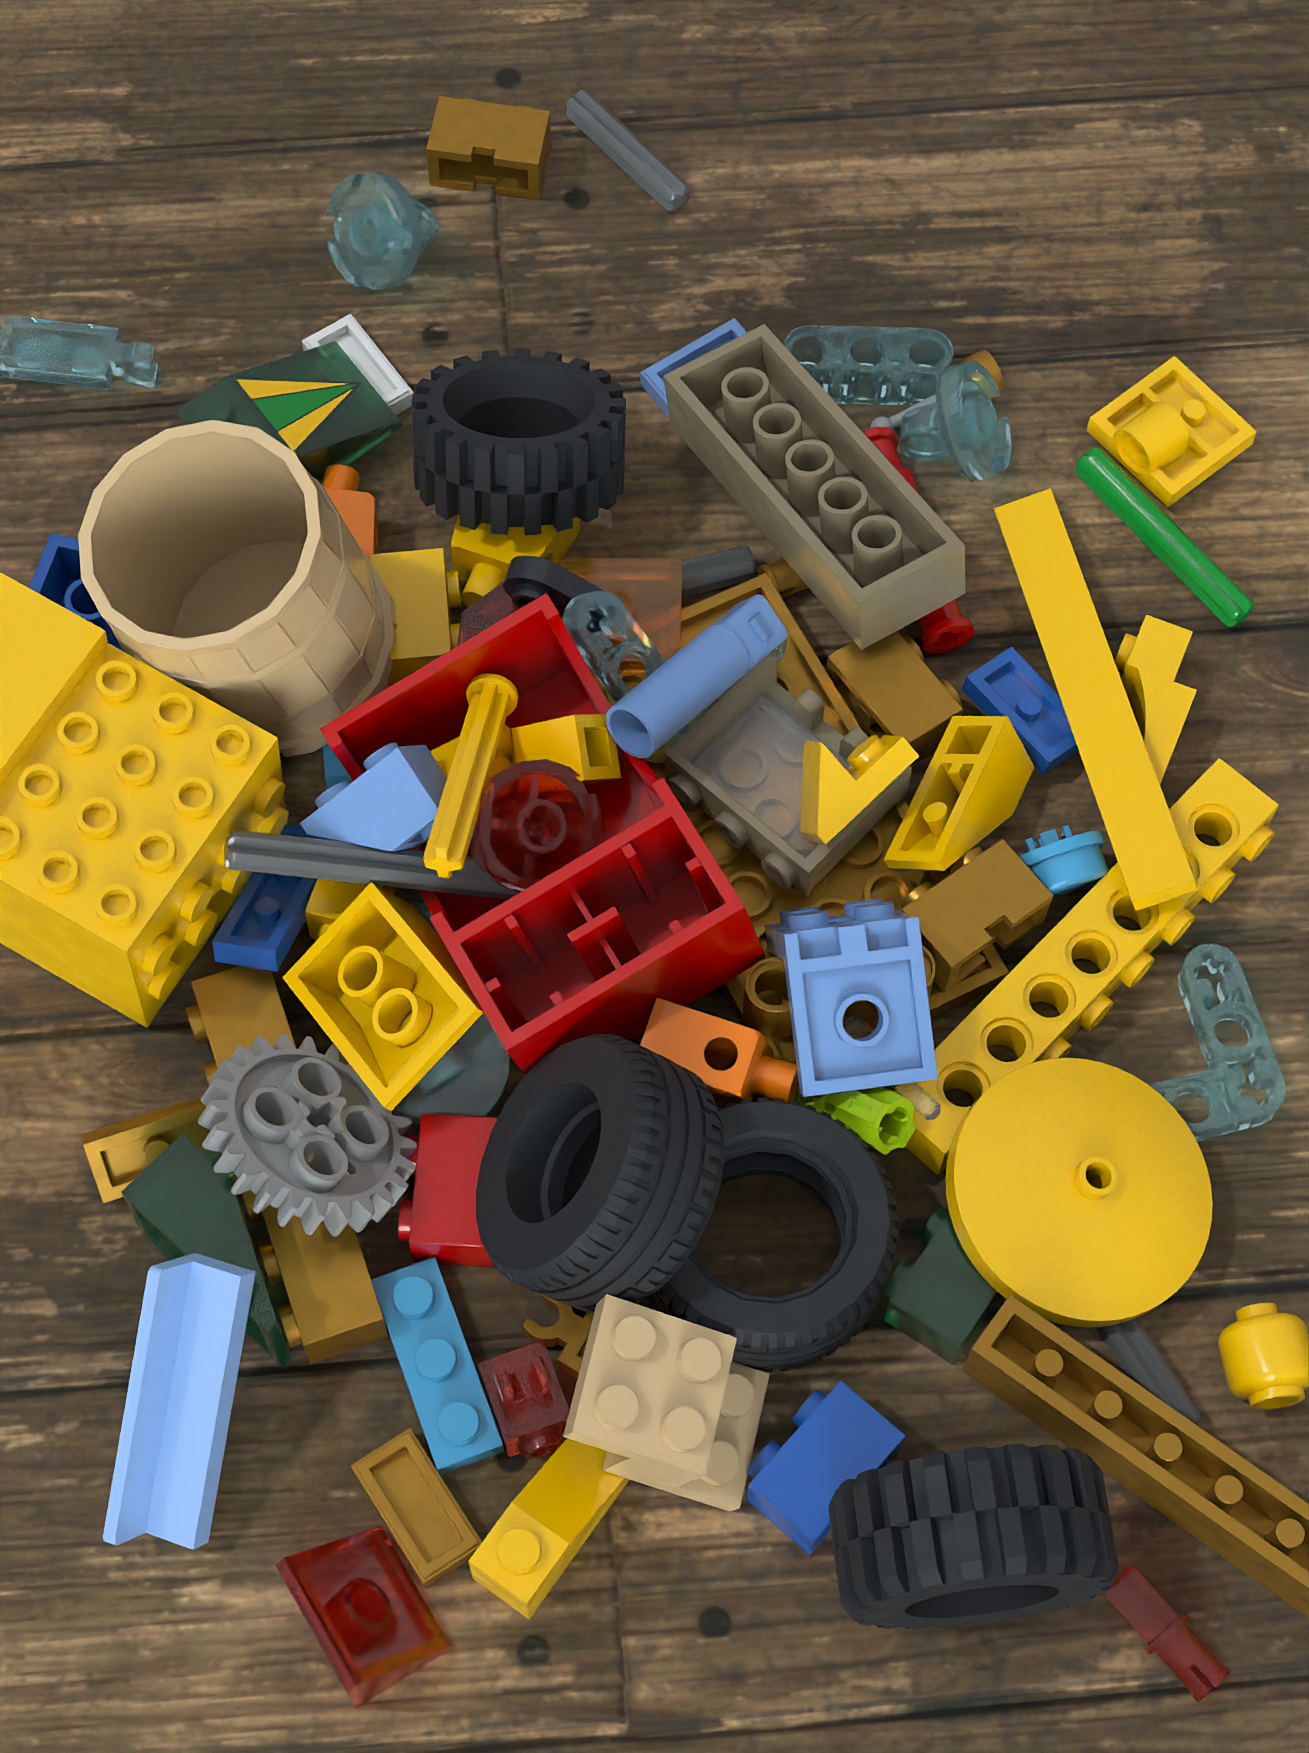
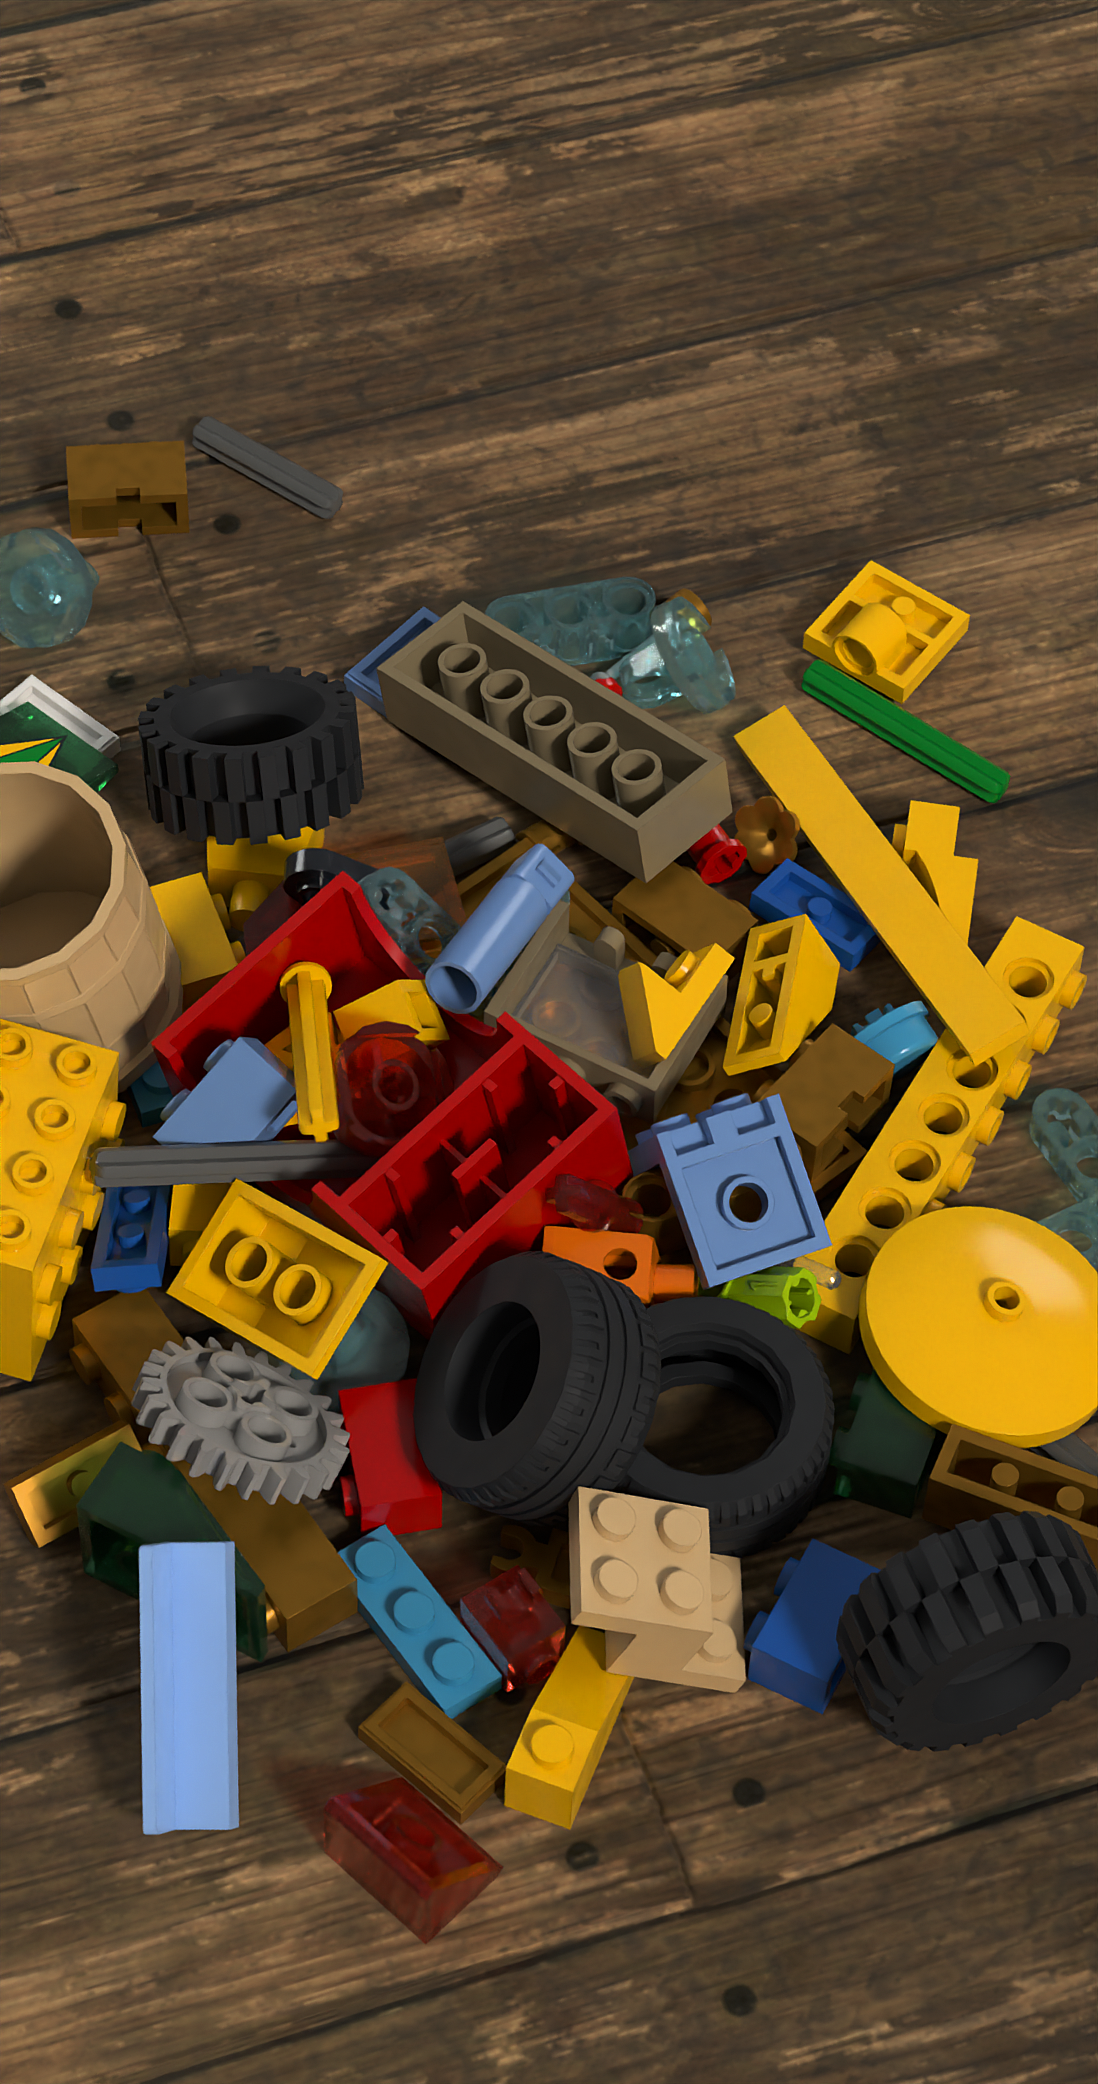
camera: 15 degrees left, 10 degrees down
(708, 991) = (594, 1205): none -> clear red axle
(998, 617) = (767, 833): none -> pearl gold plant

